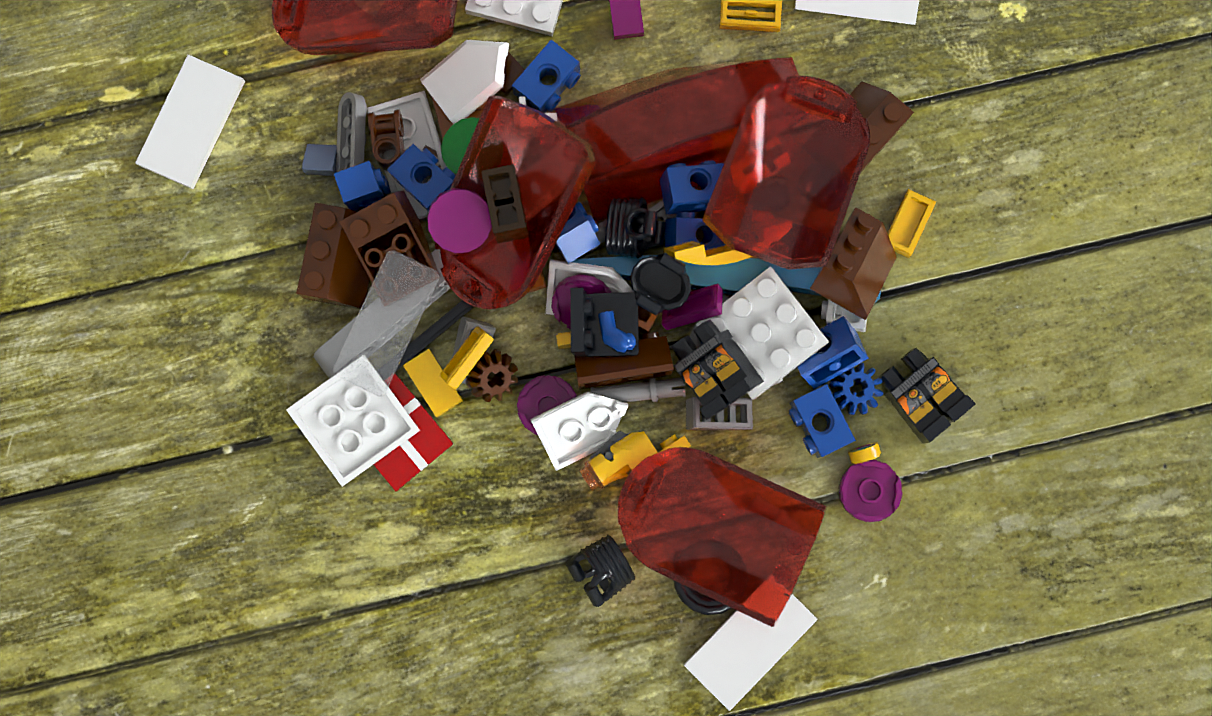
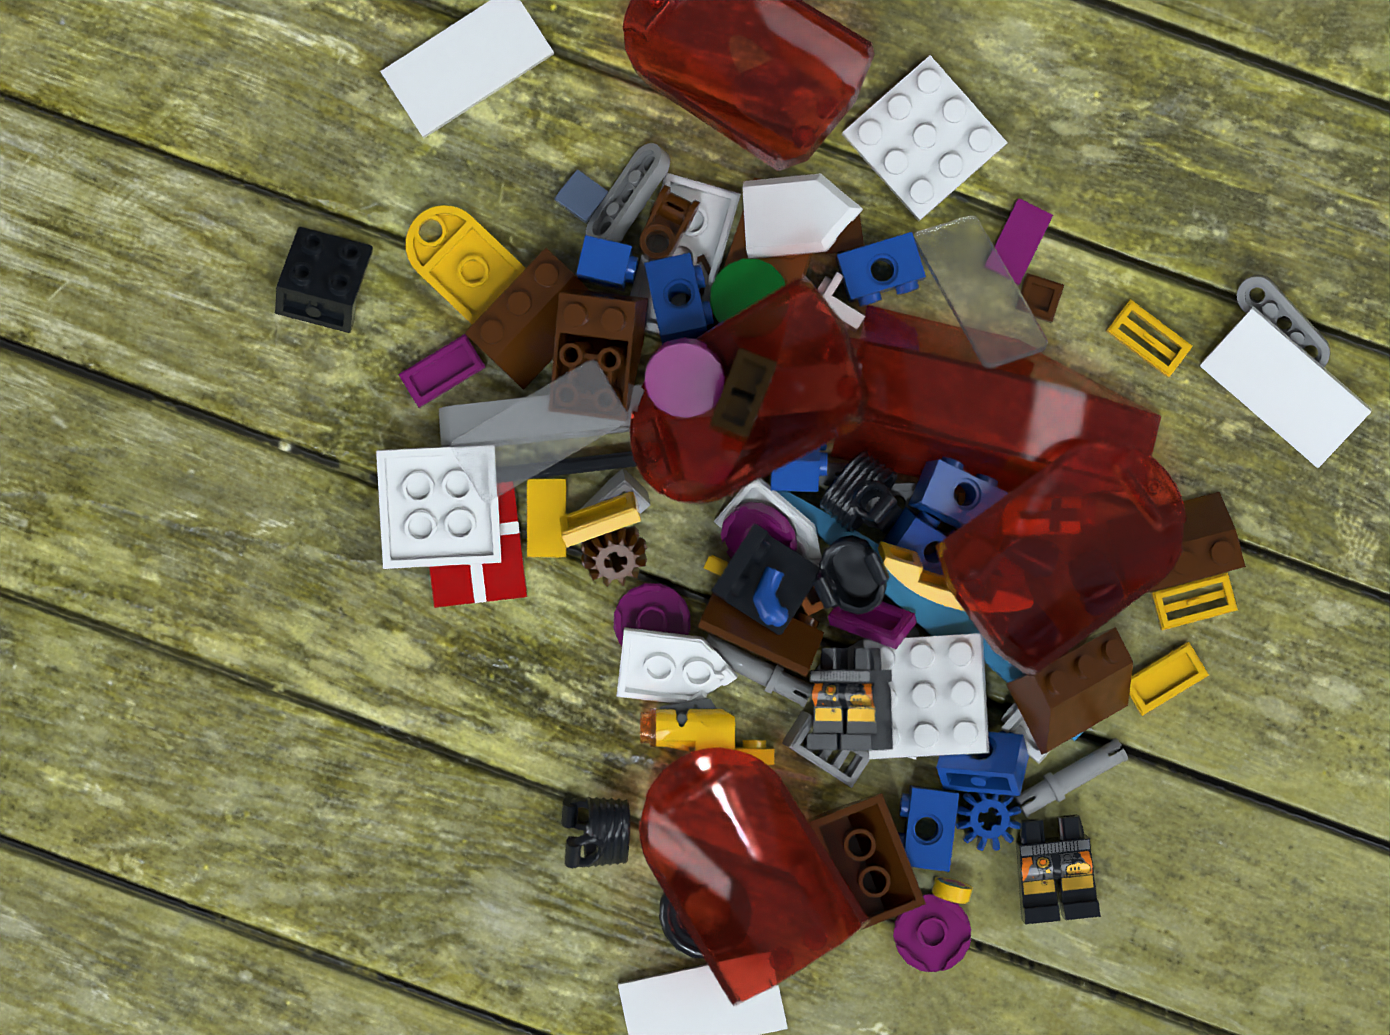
camera: 25 degrees right, 5 degrees up
(181, 323) = (322, 279): none -> black bracket
(269, 253) = (464, 263): none -> yellow tile
(301, 331) = (442, 371): none -> magenta tile
(622, 47) = (980, 291): none -> clear piece
(662, 33) = (1041, 296): none -> reddish brown tile
(797, 464) = (870, 857): none -> reddish brown slope
(877, 180) = (1162, 609): none -> yellow tile
(886, 338) = (1071, 777): none -> light grey pin

